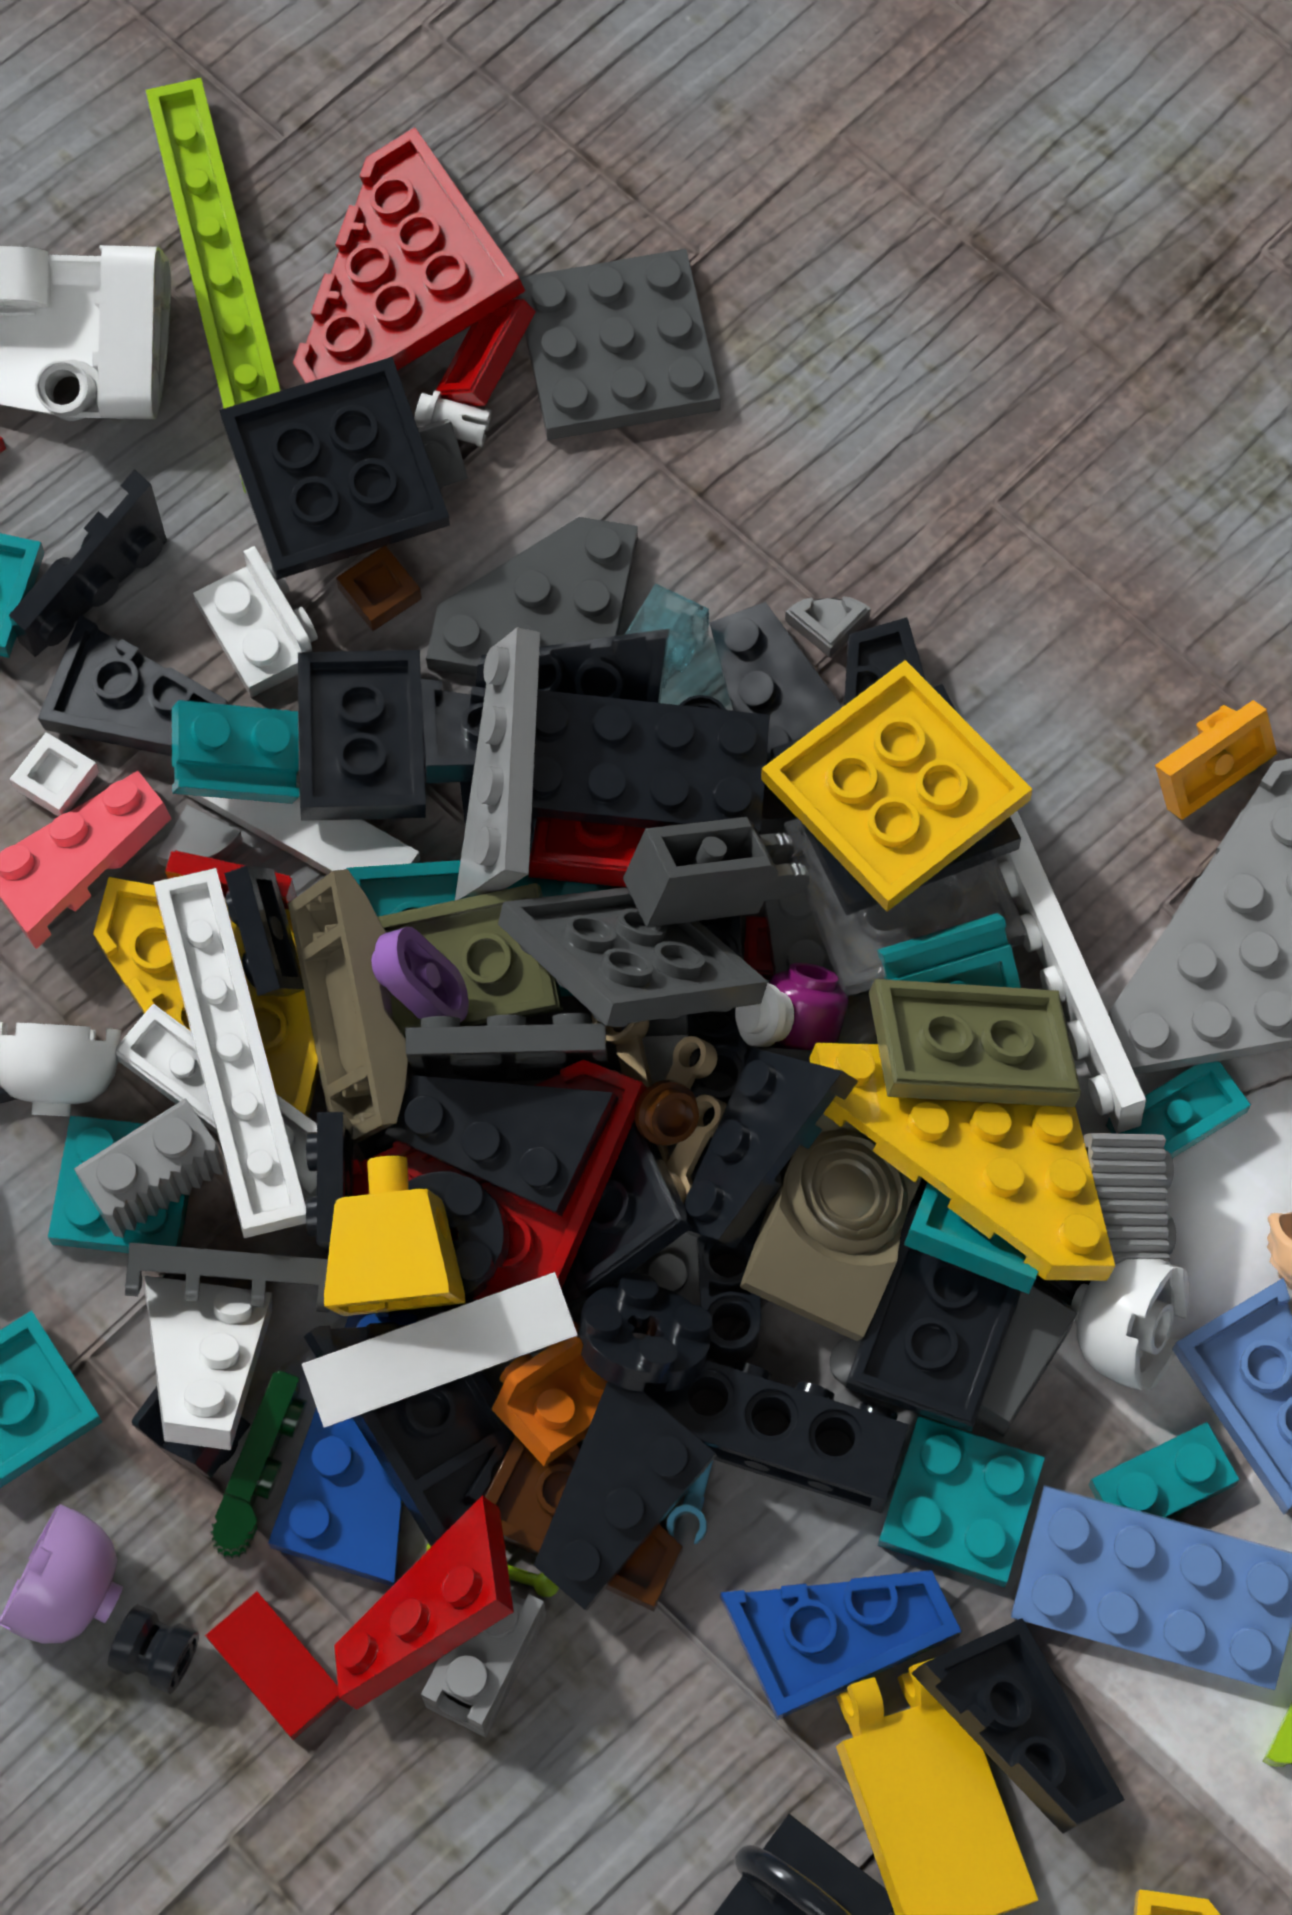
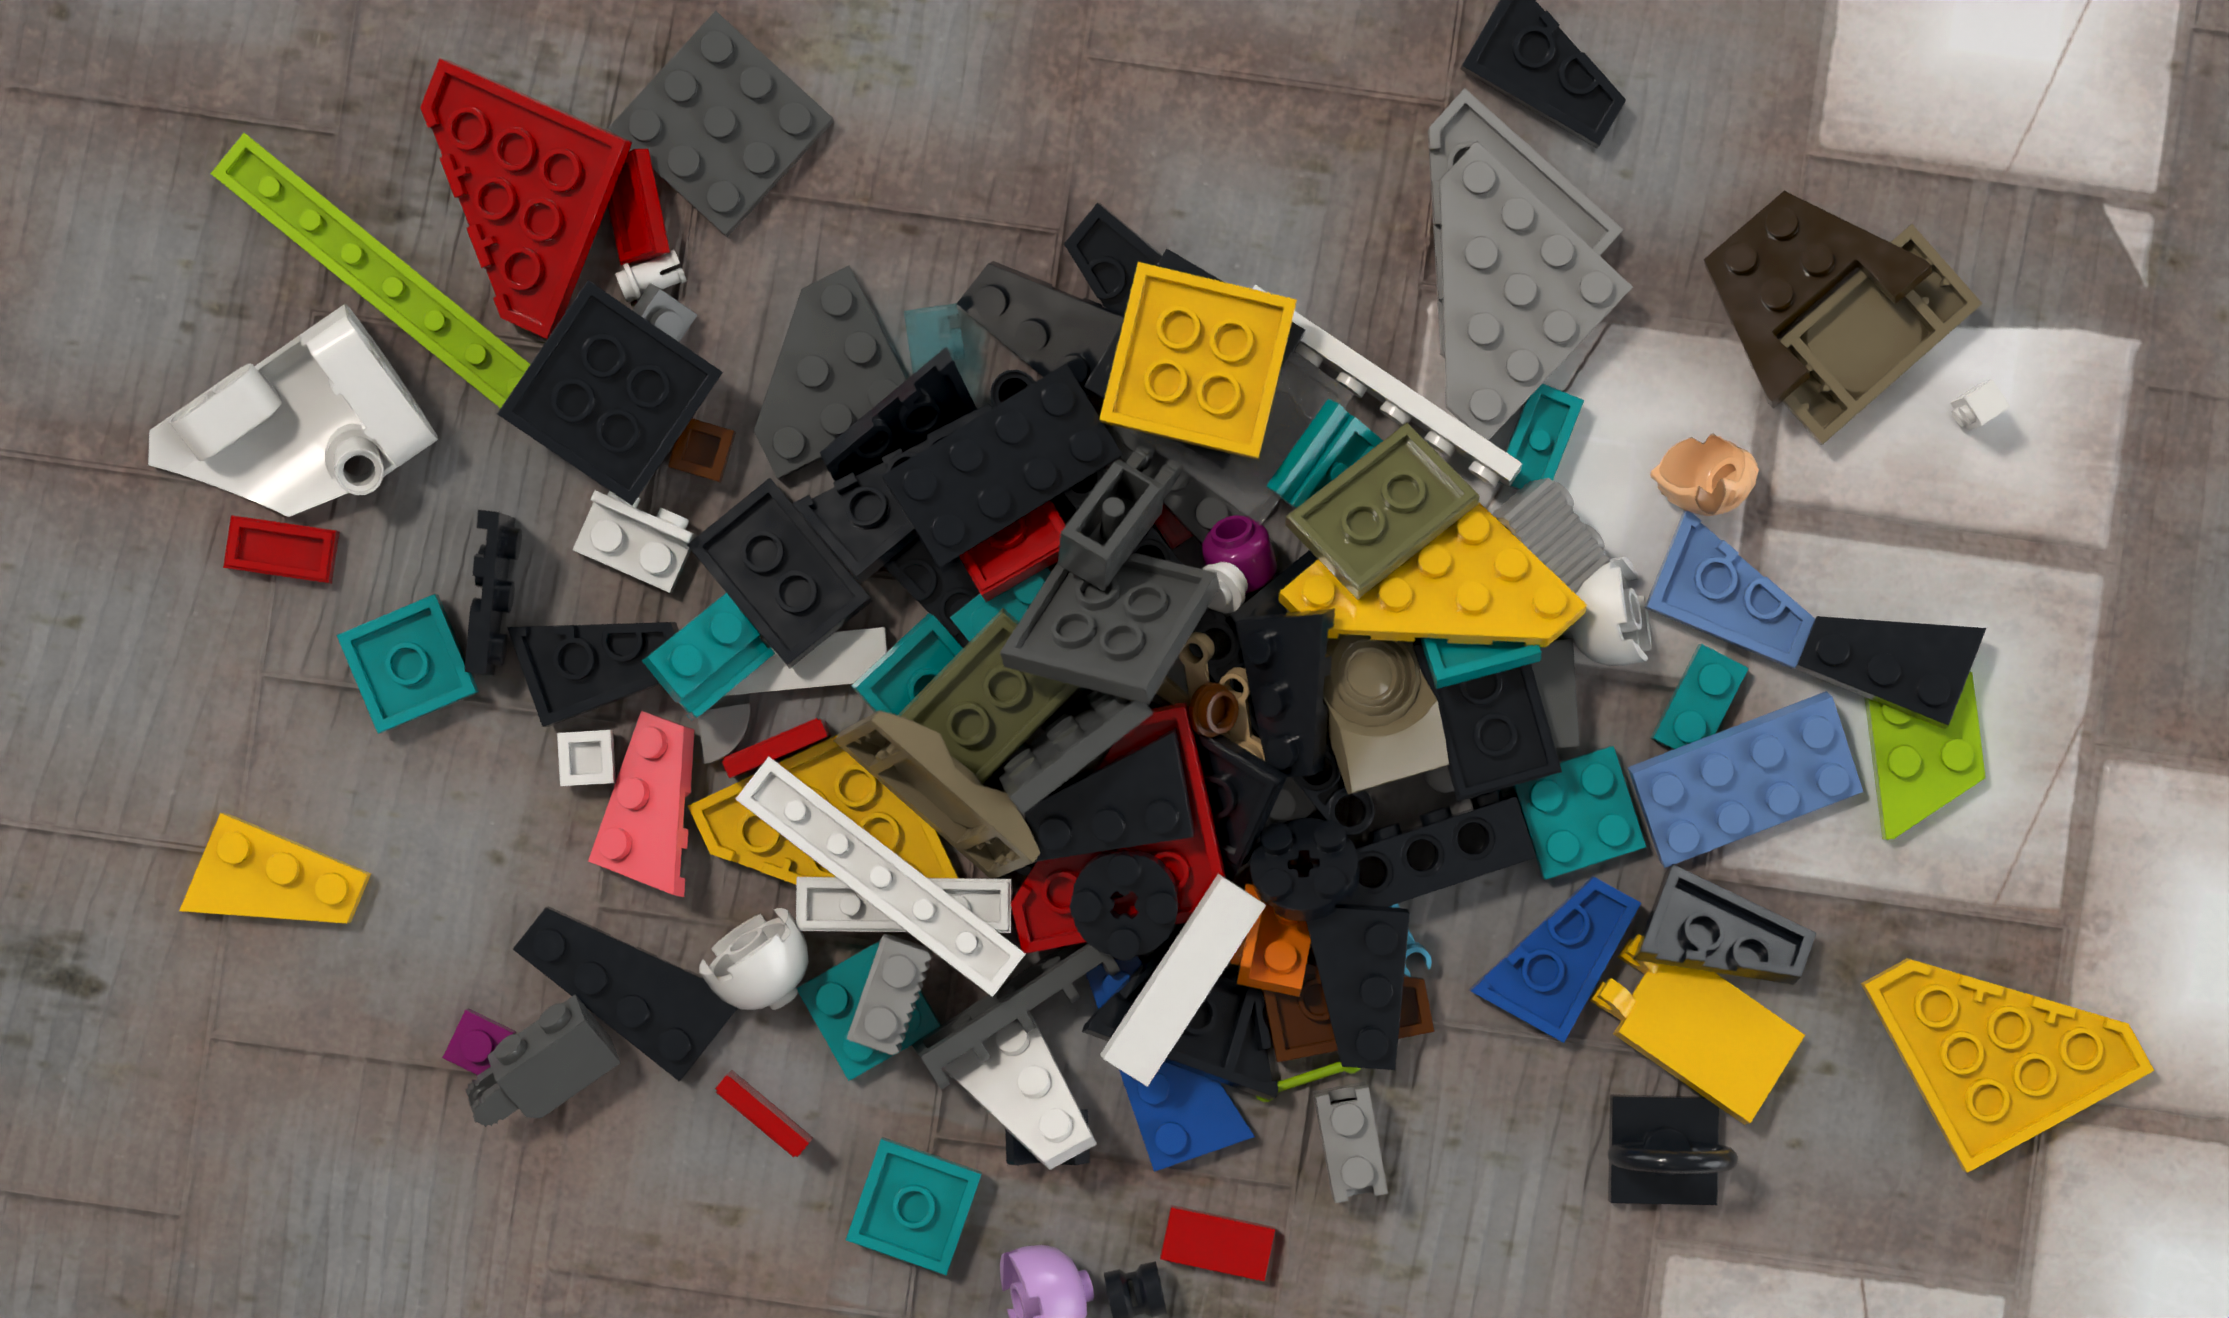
camera: 40 degrees left, 20 degrees up
(255, 1468) = (1109, 1131): dark green hinge -> none
(260, 914) = (837, 775): black plate -> none
(331, 1155) = (1037, 937): black plate -> none
(391, 1247) = (1106, 942): yellow torso -> none
(419, 975) = (981, 743): medium lavender plate -> none
(430, 1610) = (1298, 1142): red wing -> none
(502, 782) = (925, 558): light grey wing -> none
(827, 620) = (1036, 237): light grey tile -> none
(1222, 754) = (1392, 134): light orange hinge -> none

